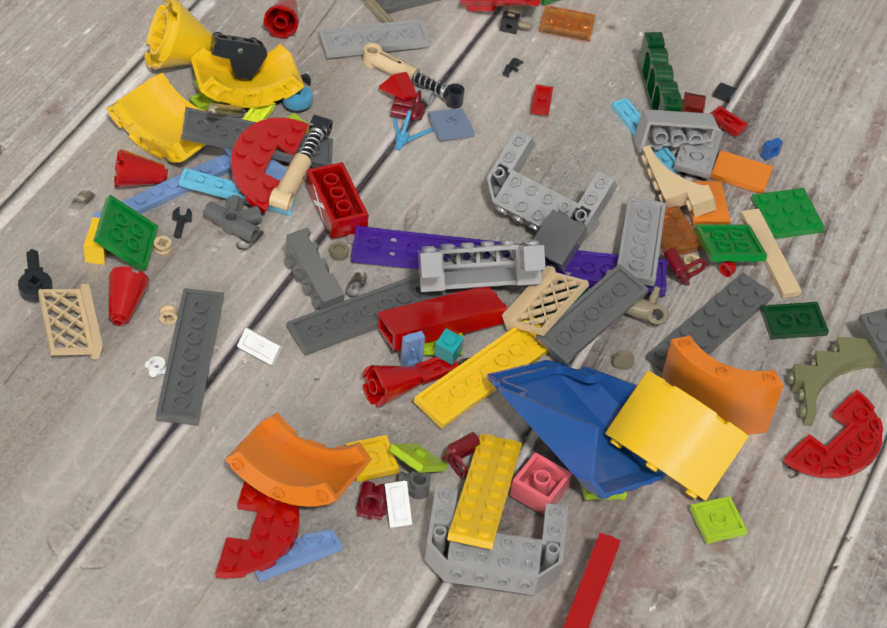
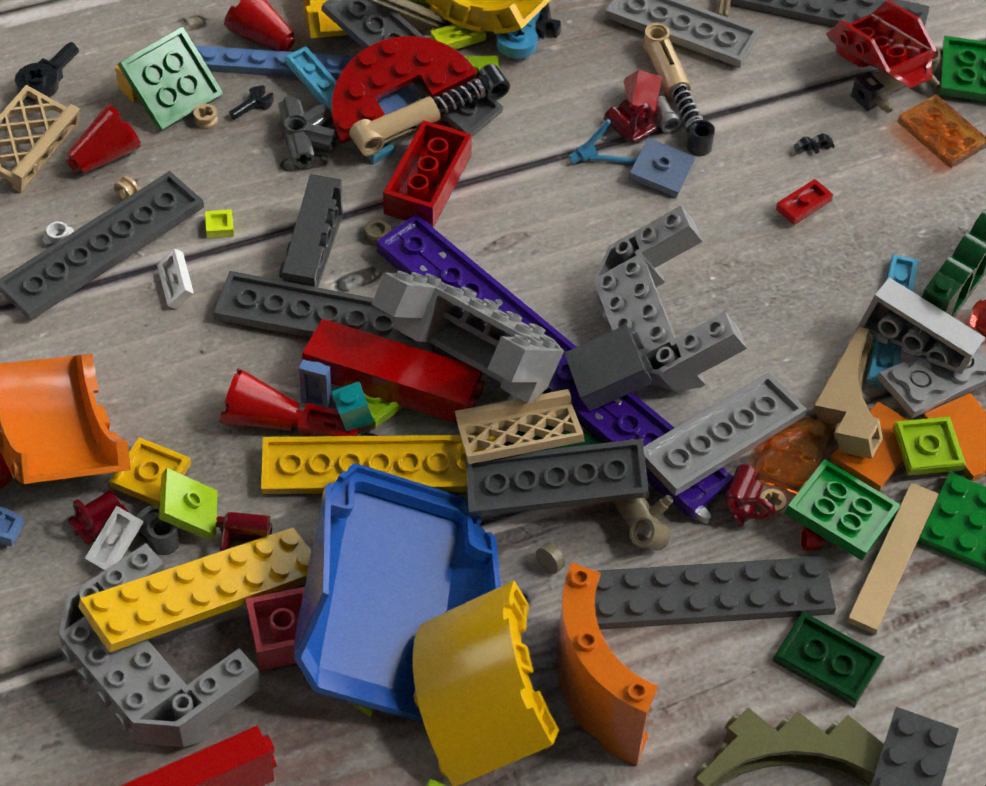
camera: 45 degrees right, 5 degrees up
(244, 301) = (219, 223): none -> neon yellow tile
(732, 187) = (929, 446): none -> lime plate

